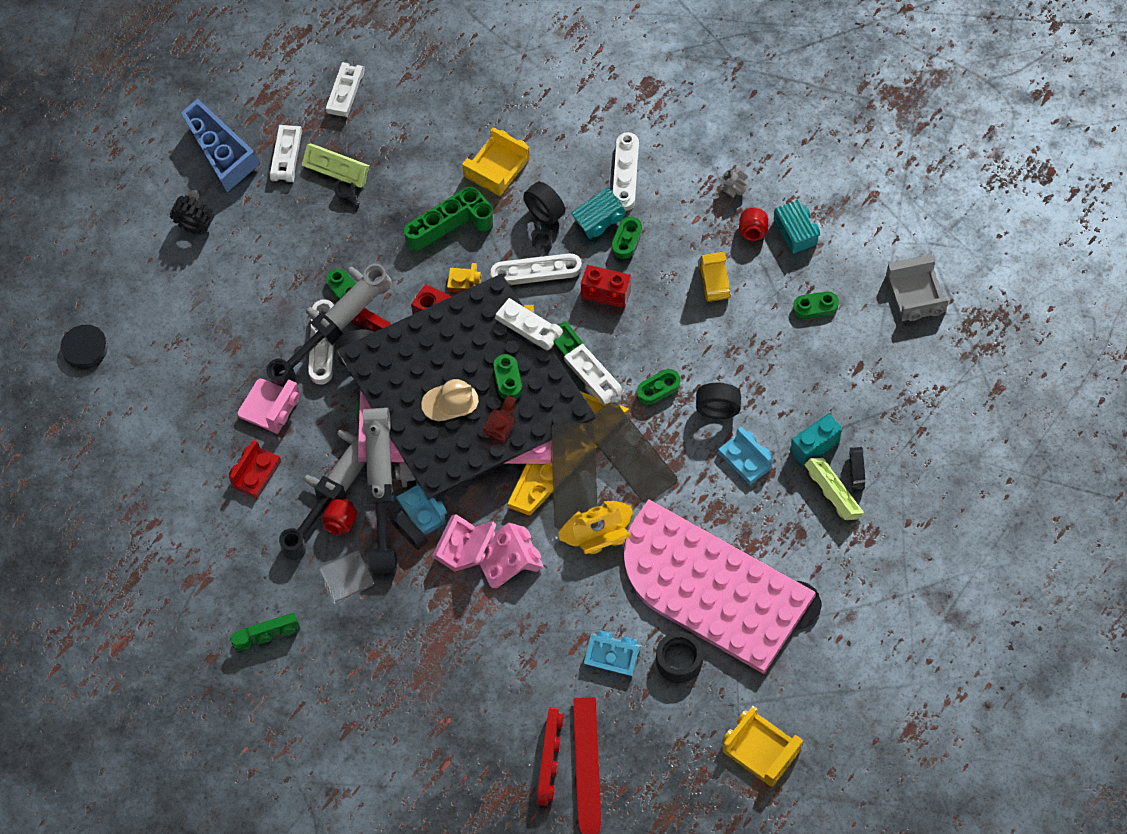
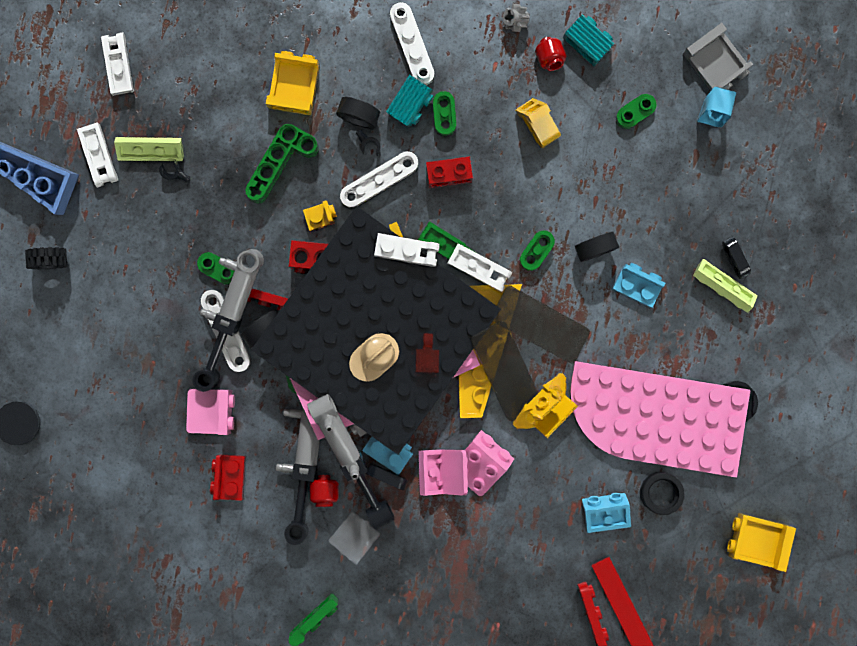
camera: 25 degrees left, 25 degrees up
(506, 375) = (412, 310): green plate -> none
(816, 439) = (692, 246): teal brick -> none
(900, 318) = (717, 107): none -> medium azure piece

